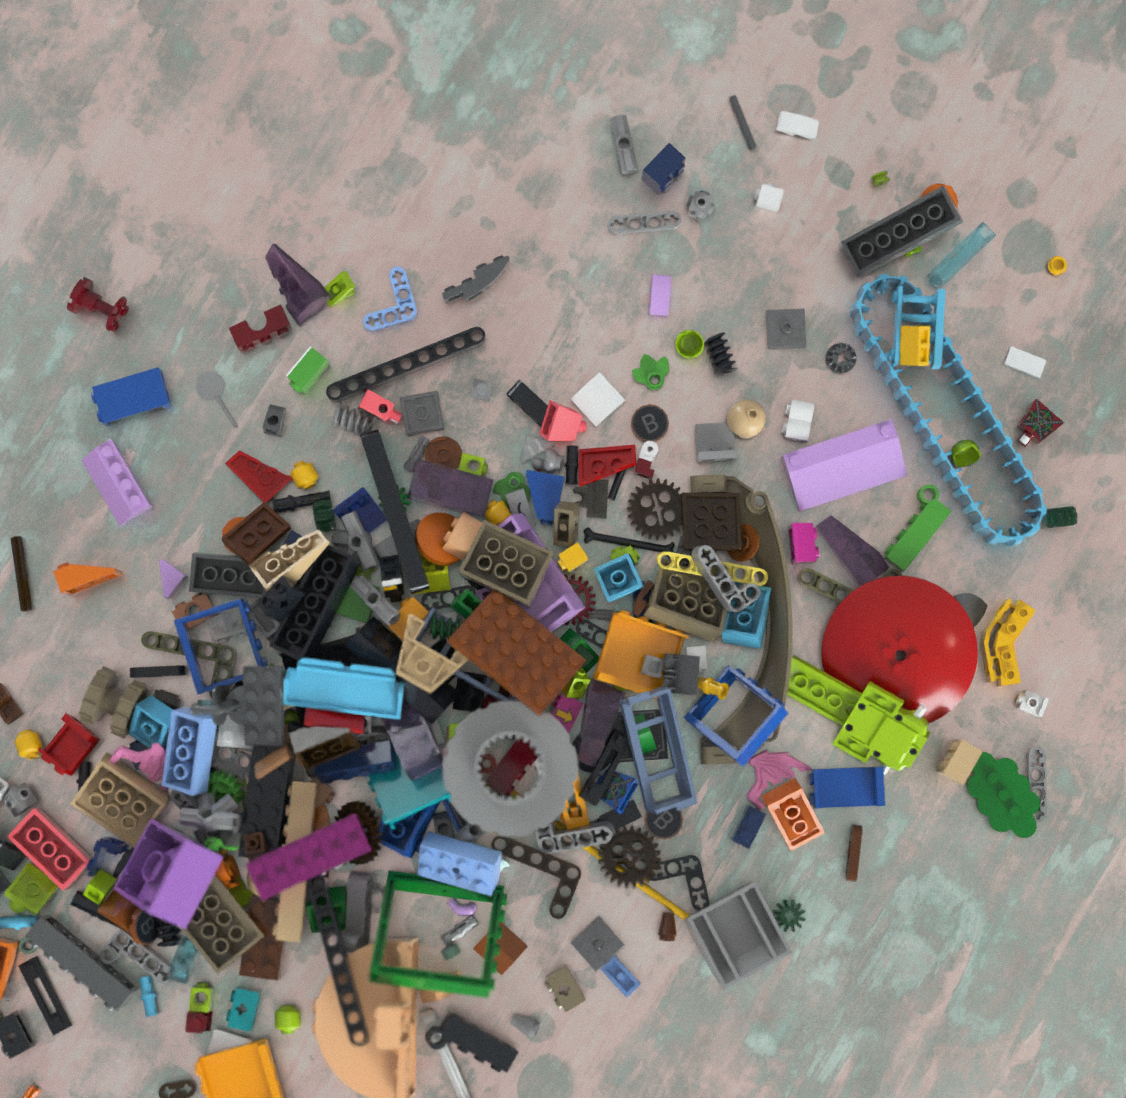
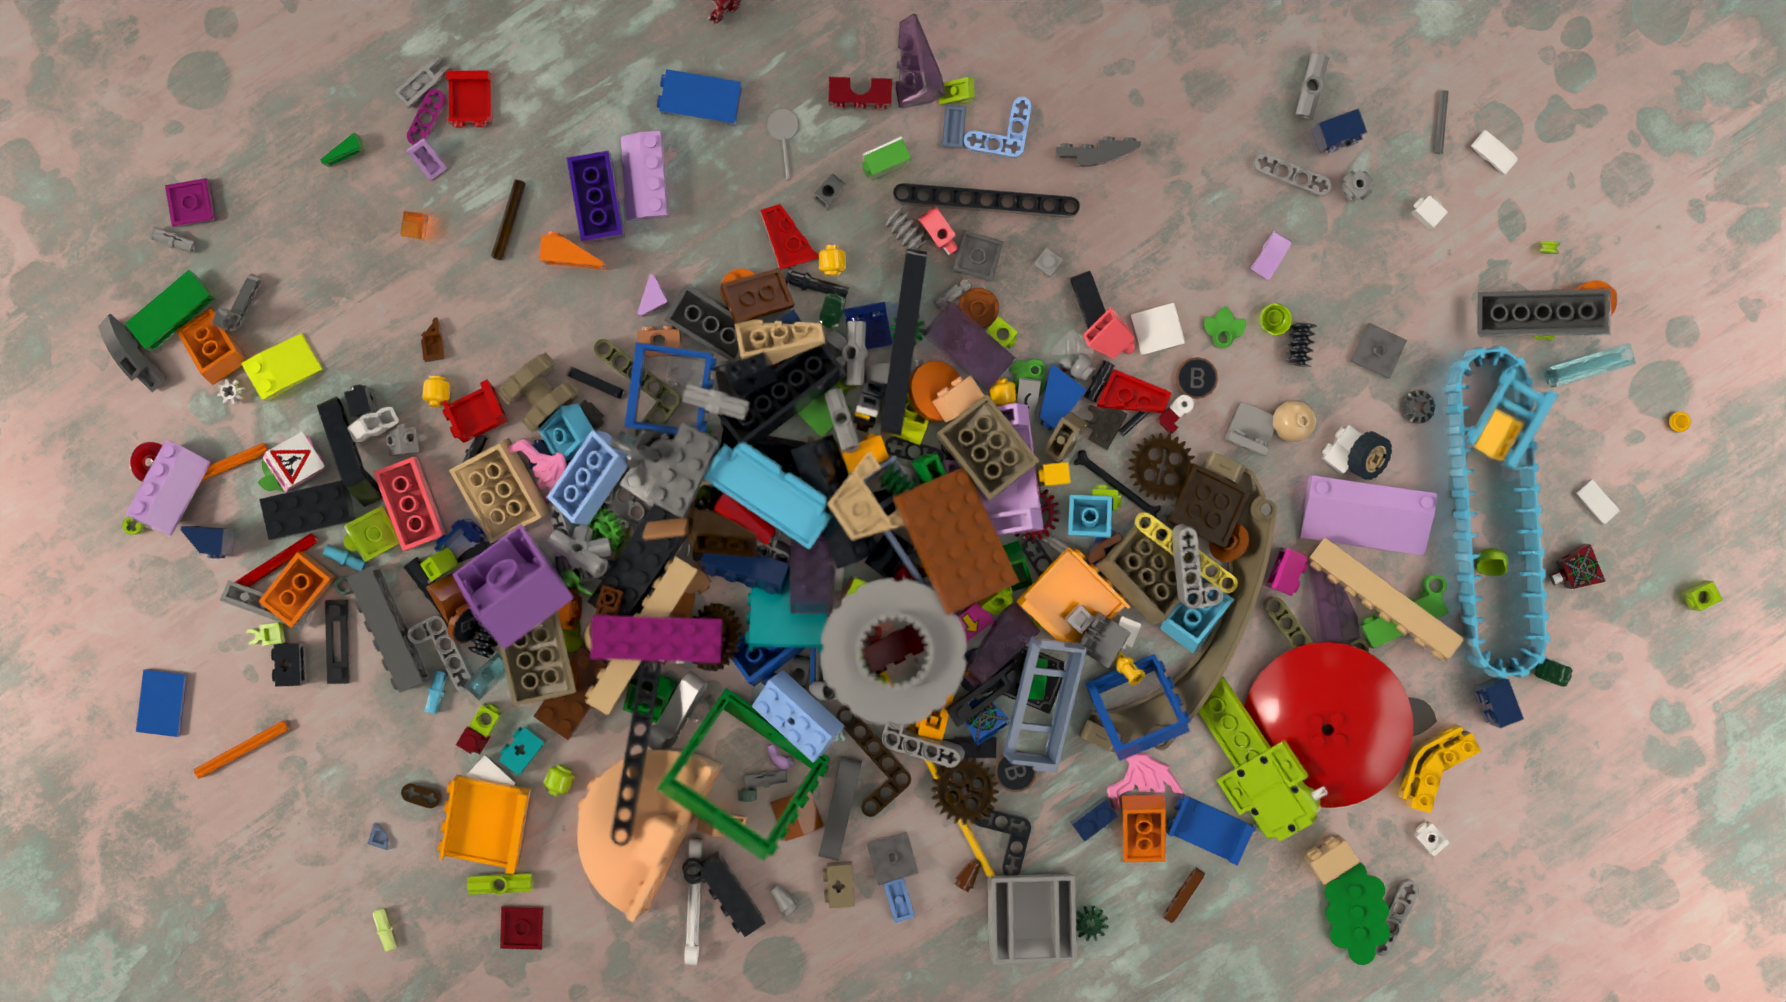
camera: 25 degrees right, 5 degrees up
(84, 519) = (595, 197): none -> dark purple brick
(262, 636) = (715, 401): none -> light grey piece
(351, 318) = (954, 126): none -> sand blue tile
(533, 924) = (840, 808): none -> dark grey beam
(821, 415) = (1369, 455): none -> black wheel
(893, 525) = (1385, 599): none -> tan brick
(1029, 564) = (1498, 702): none -> dark blue brick

